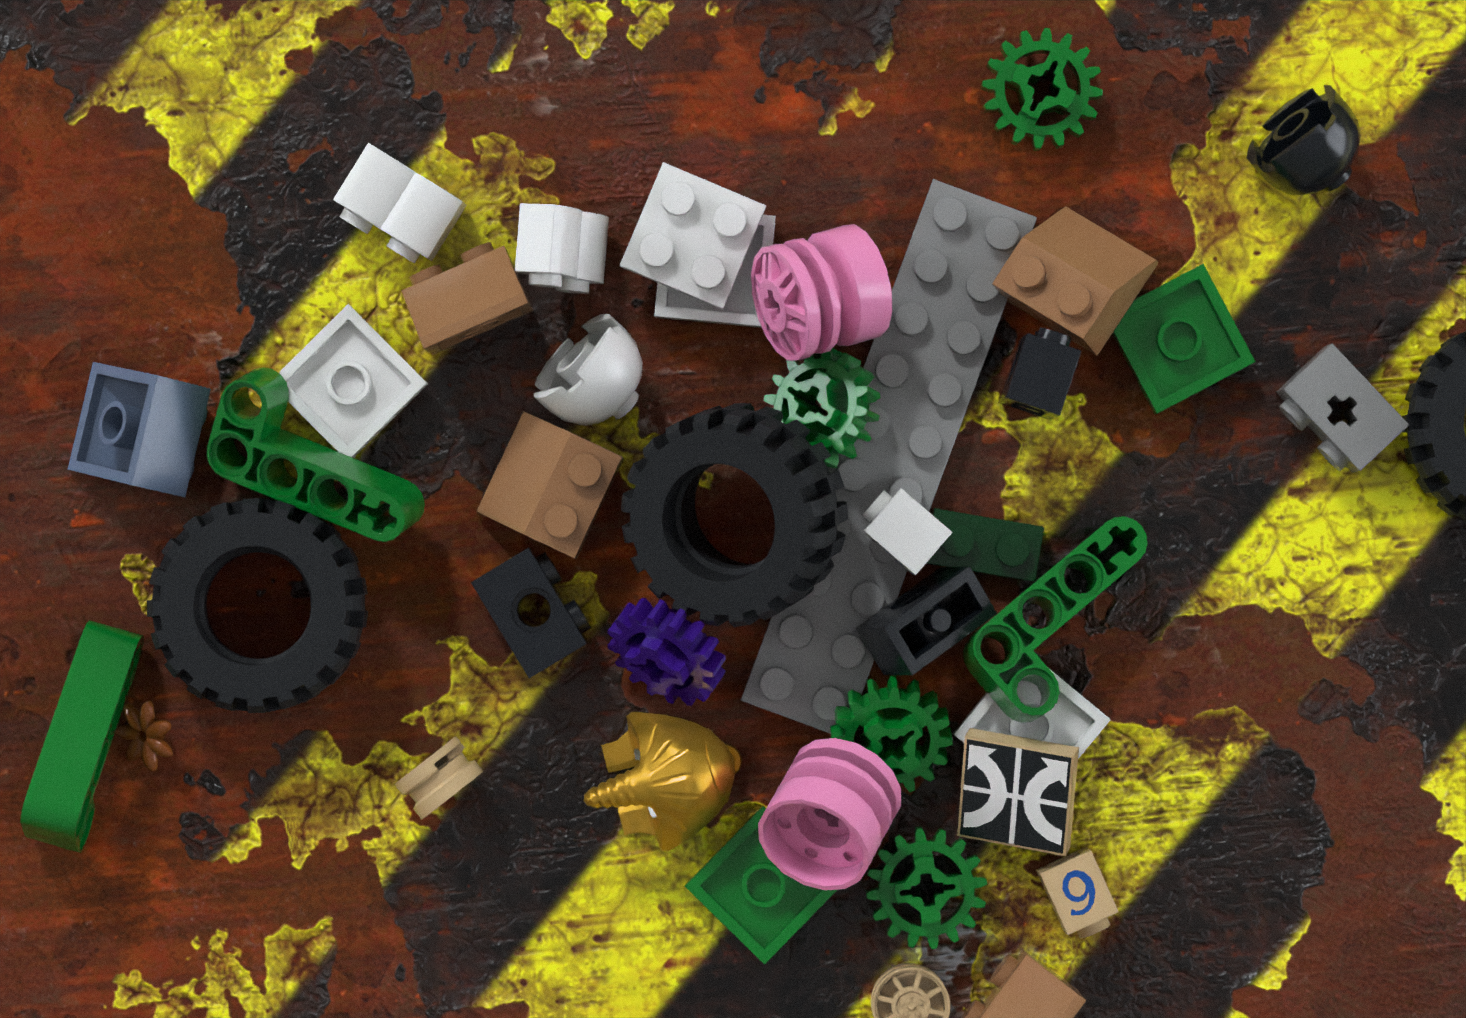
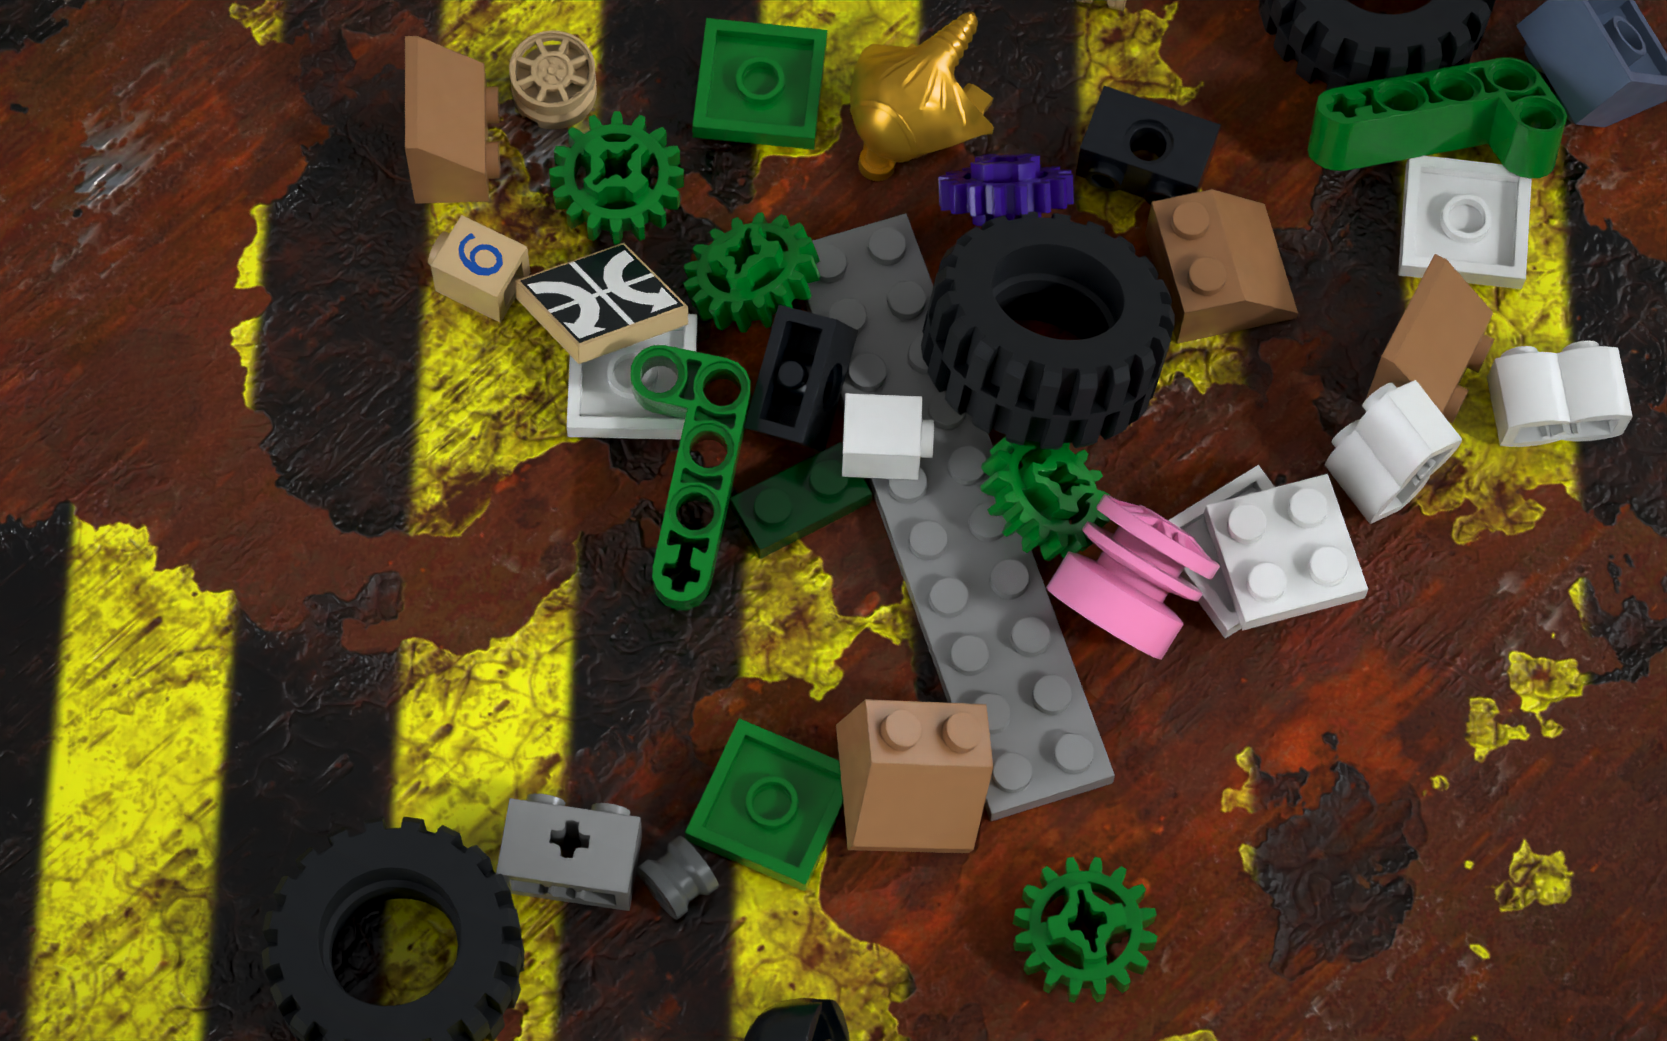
camera: 140 degrees right, 20 degrees down
(594, 376) = (1266, 372): white cylinder -> none
(830, 814) = (753, 155): bright pink wheel -> none
(1040, 374) = (874, 652): black brick -> none
(1282, 336) = (677, 877): none -> dark grey wheel

